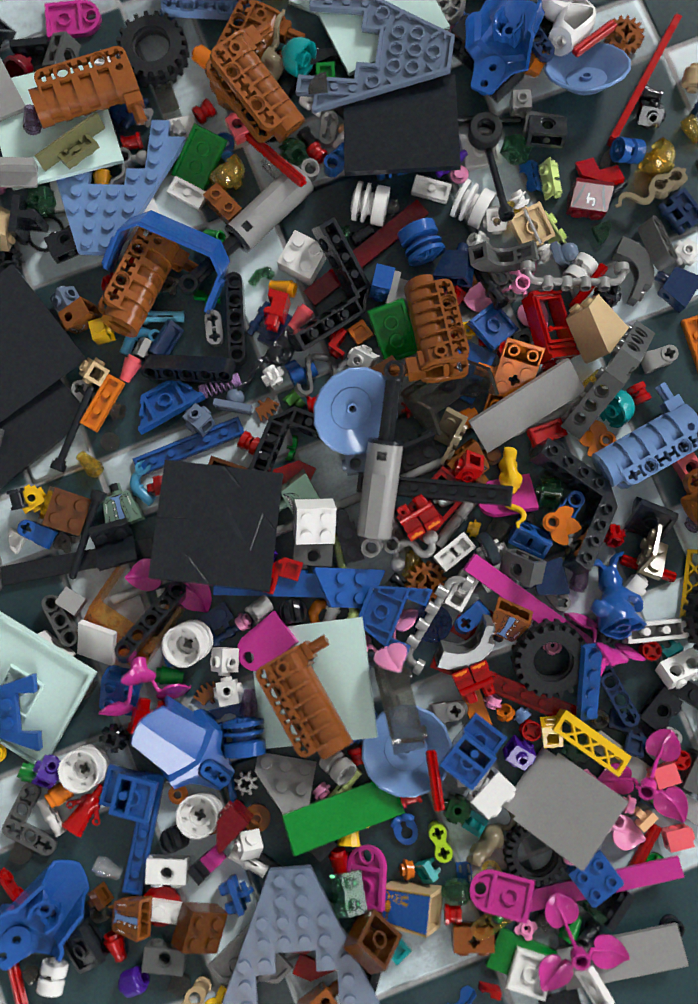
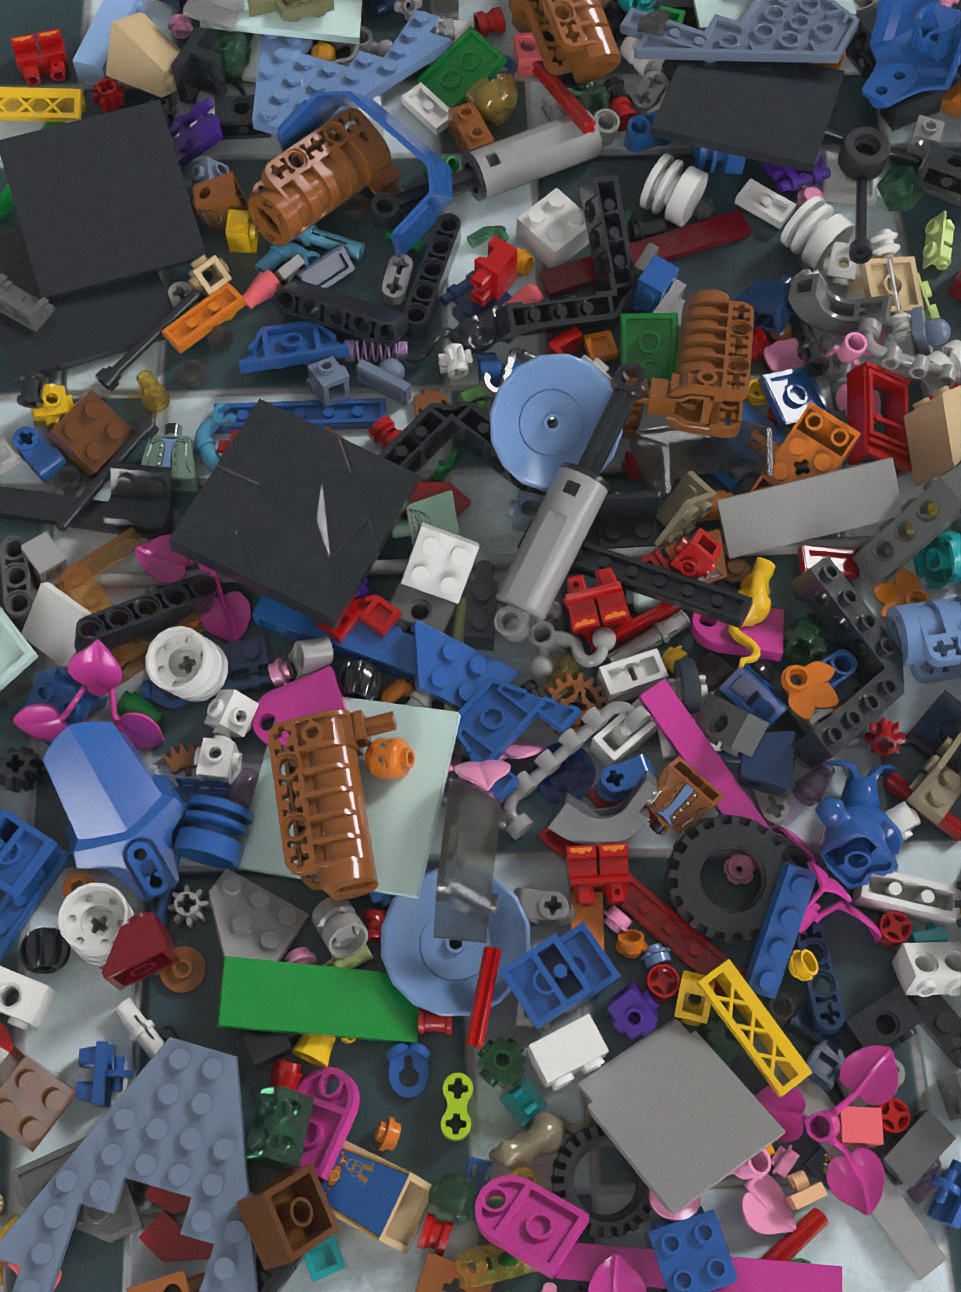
camera: 15 degrees right, 15 degrees down
(45, 272) = (198, 138): none -> dark purple plate
(132, 142) = (380, 28): red bush -> none
(206, 864) = (77, 1009): leg -> none
(249, 844) = (154, 998): white brick -> none
(331, 661) = (389, 758): none -> orange head
(371, 267) = (645, 258): none -> flat silver tile
(421, 241) = (728, 256): blue wheel -> none
(426, 871) = (417, 1147): teal tile -> none
(528, 170) = (909, 220): blue piece -> none
(607, 694) = (802, 964): none -> yellow plate
(678, 837) = (851, 1244): coral brick -> none

